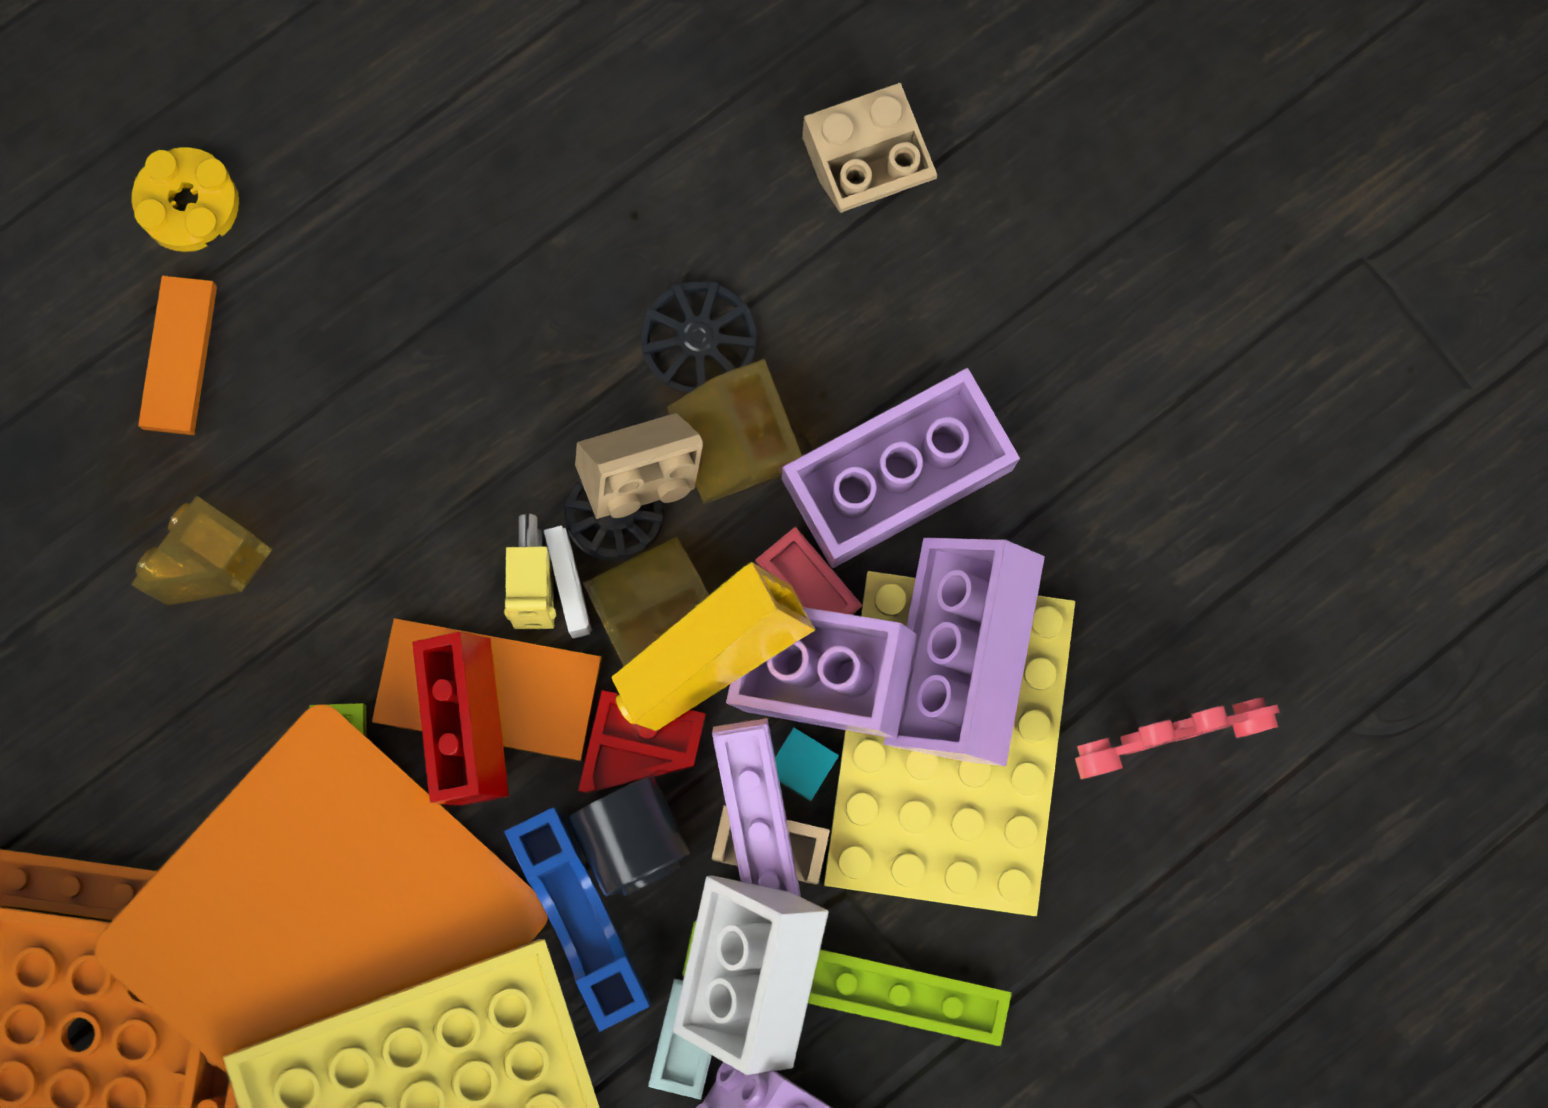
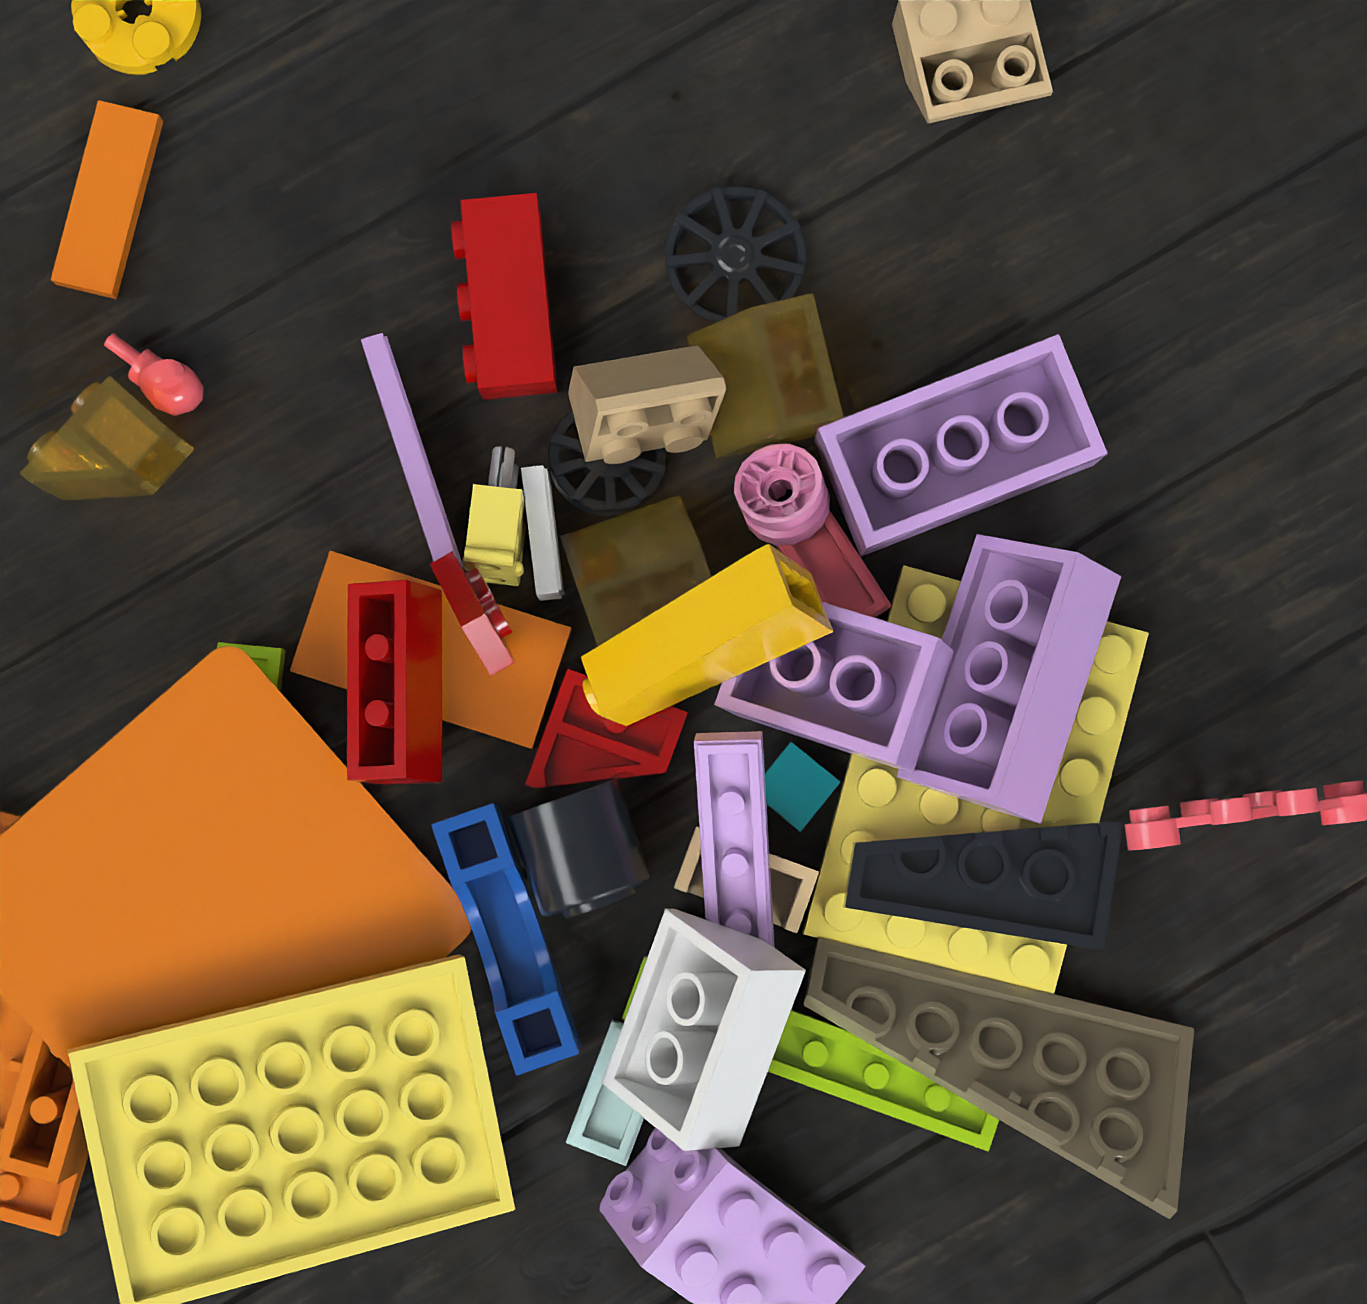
camera: 10 degrees right, 5 degrees up
(242, 497) = (165, 382): none -> coral piece
(455, 536) = (409, 447): none -> lavender tile
(514, 394) = (505, 296): none -> red brick
(520, 649) = (475, 611): none -> red wing
(745, 515) = (765, 479): none -> bright pink wheel
(987, 818) = (1008, 882): none -> black wing
(1048, 969) = (1056, 1068): none -> dark tan wing

